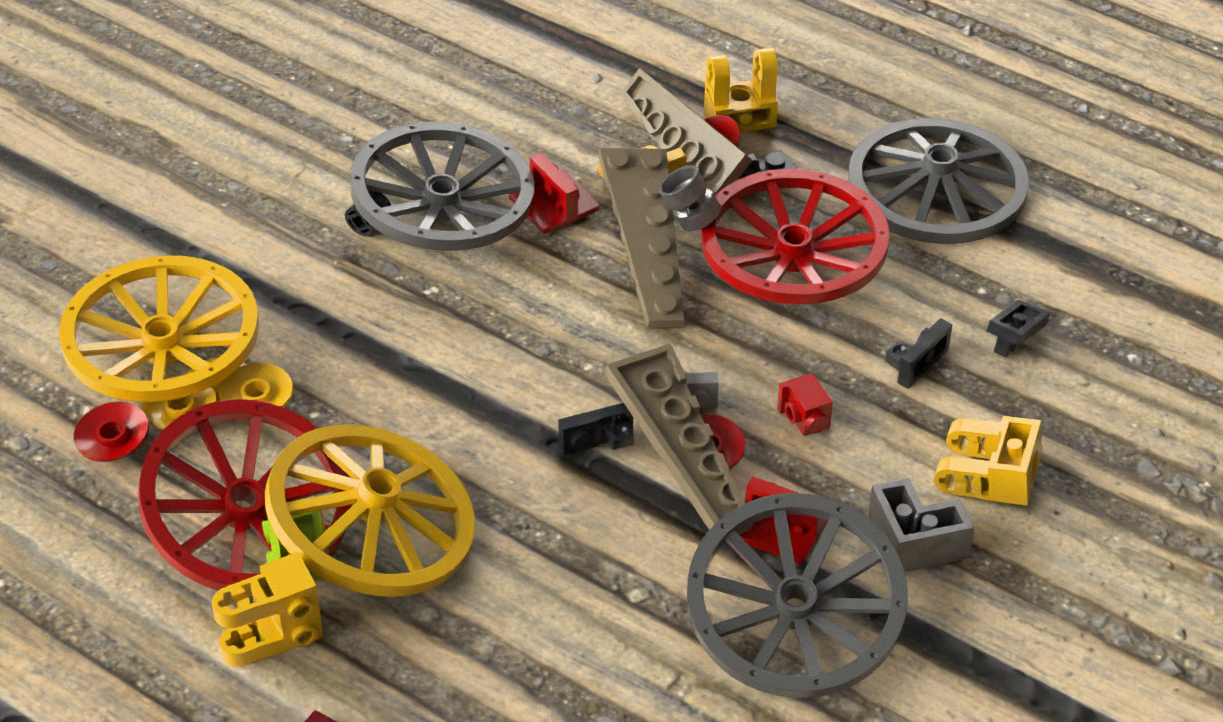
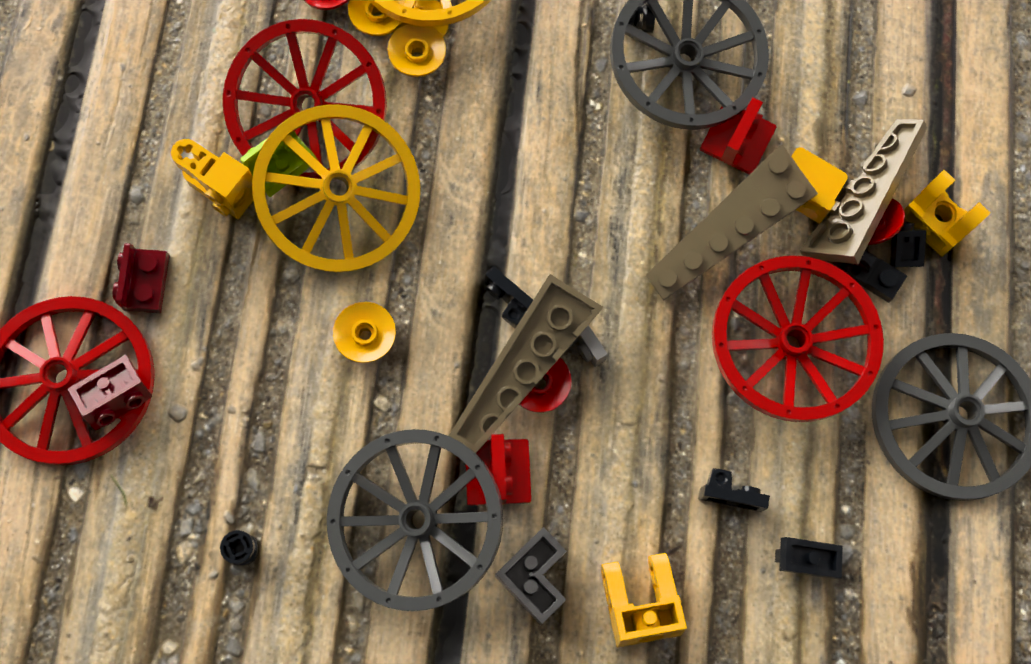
camera: 55 degrees right, 30 degrees up
(550, 564) = (360, 318): none -> yellow dish
(689, 198) = (771, 240): flat silver wheel -> none
(756, 135) = (908, 247): none -> black bracket
(805, 404) = (622, 433): red brick -> none

